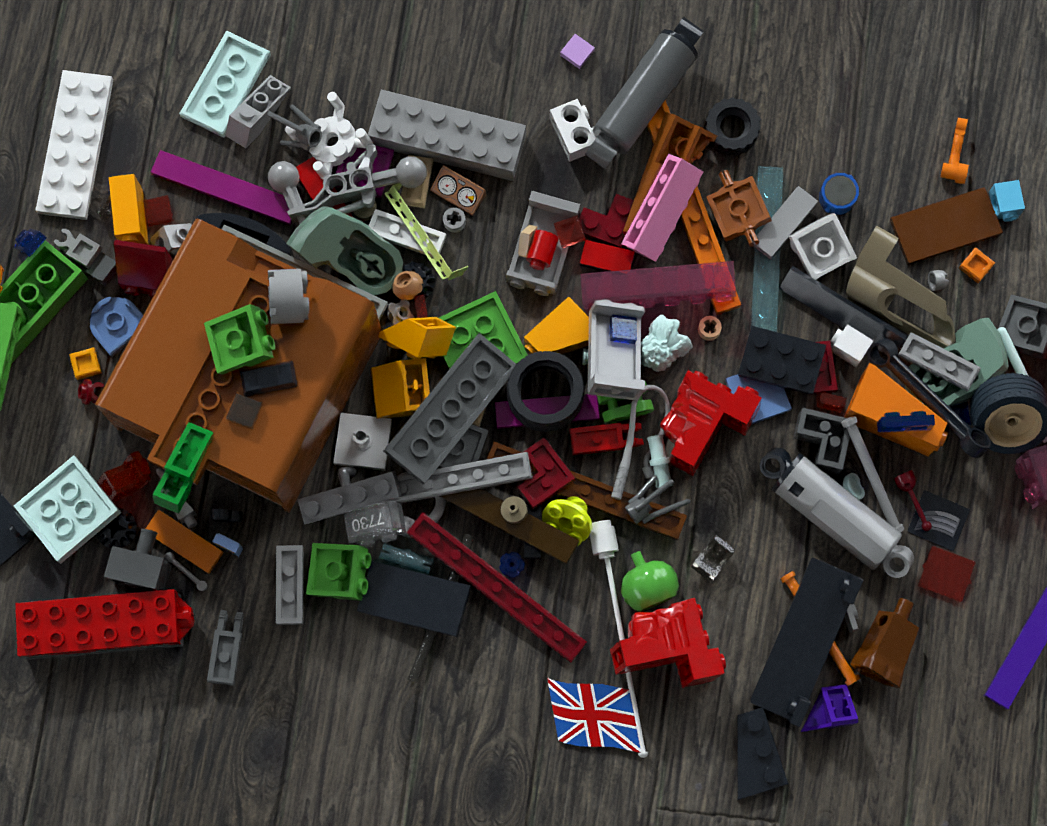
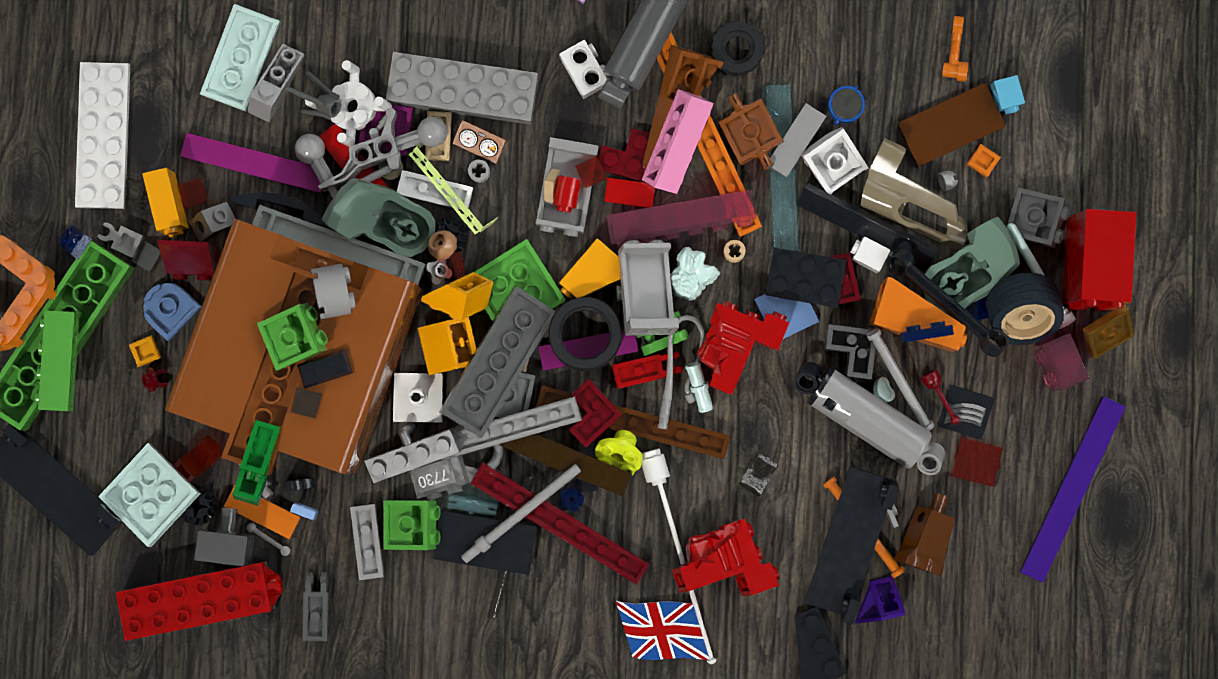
camera: 10 degrees left, 10 degrees up
(413, 597) = (483, 543): none -> light grey bar
(518, 514) = (574, 452): dark tan tile -> none
(623, 329) = (652, 266): clear blue tile -> none
(640, 509) = (685, 436): dark grey plant -> none
(648, 583) = (701, 505): bright green piece -> none
(831, 402) = (856, 312): clear red tile -> none
(939, 362) = (954, 266): light grey tile -> none

